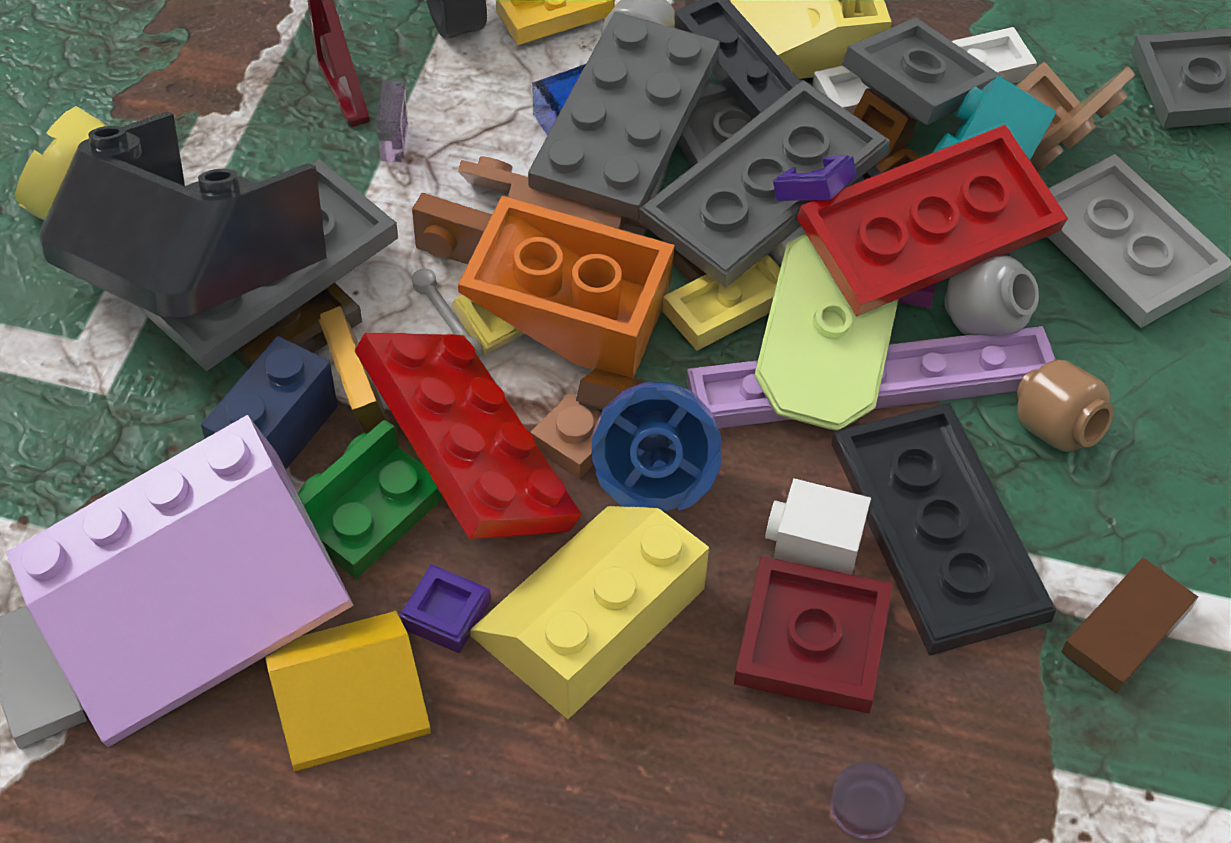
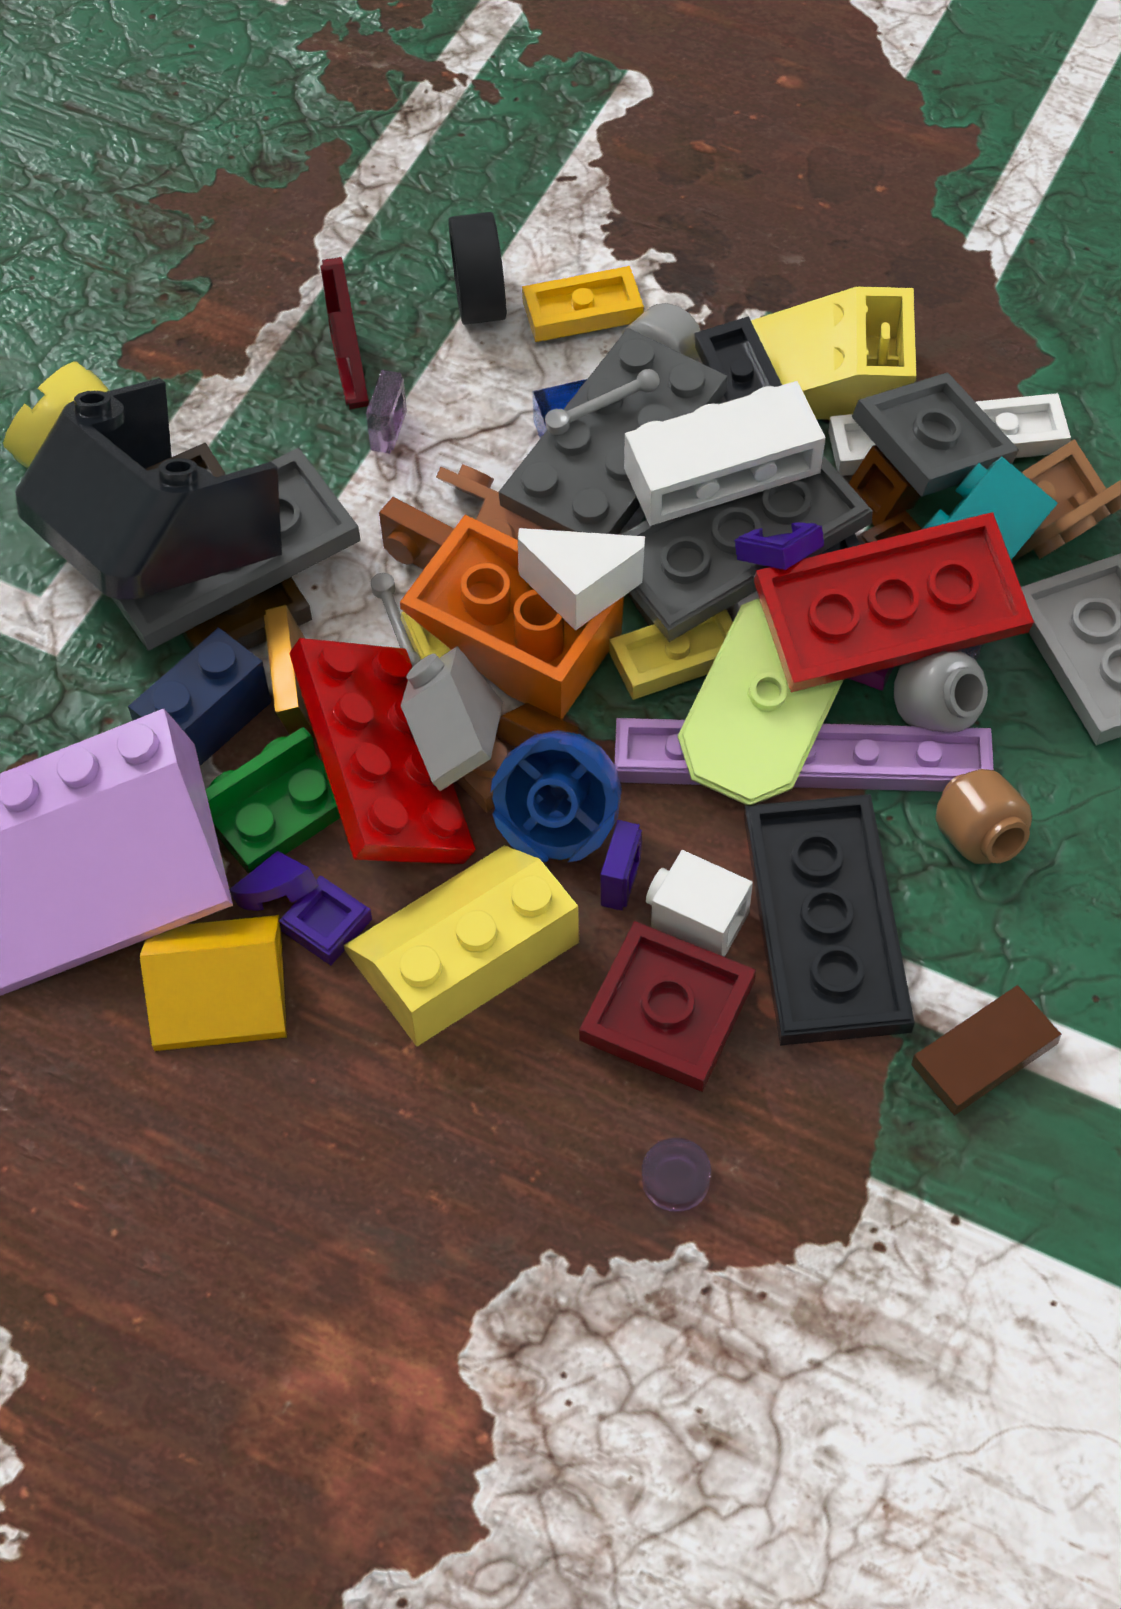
camera: 15 degrees right, 5 degrees up
(386, 574) = (273, 879): none -> dark purple tile
(532, 386) = (451, 715): none -> light grey slope
(573, 98) = (559, 420): none -> light grey hinge
(630, 227) = (580, 570): none -> white slope
(732, 505) = (621, 865): none -> dark purple tile
(741, 103) = (723, 452): none -> white brick

